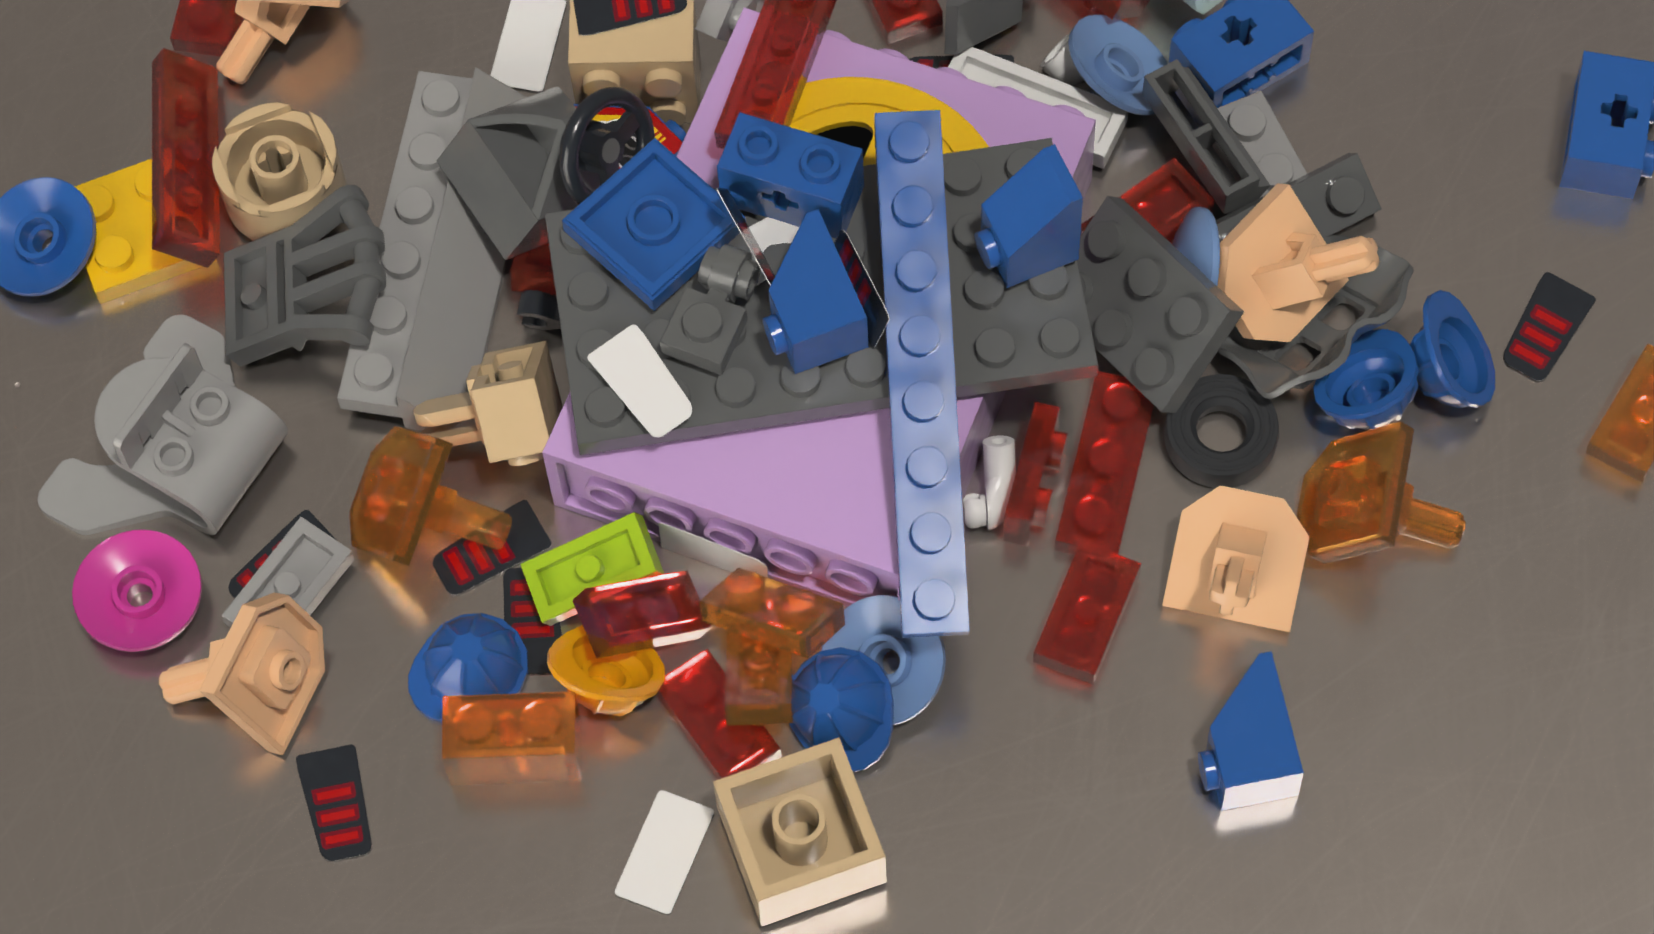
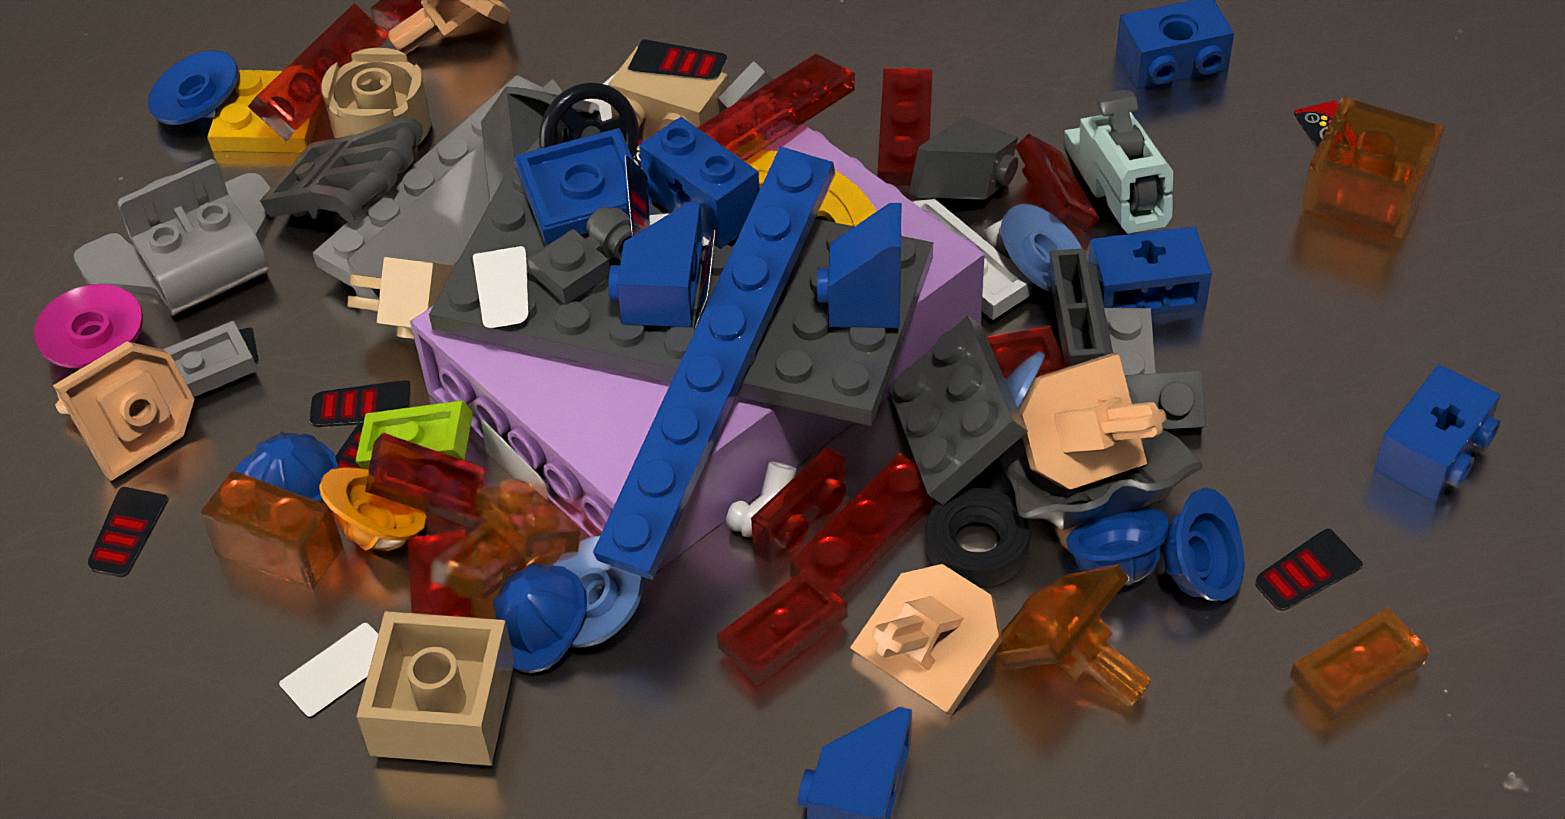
camera: 25 degrees right, 15 degrees down
(403, 496) = (310, 330): clear orange piece -> none

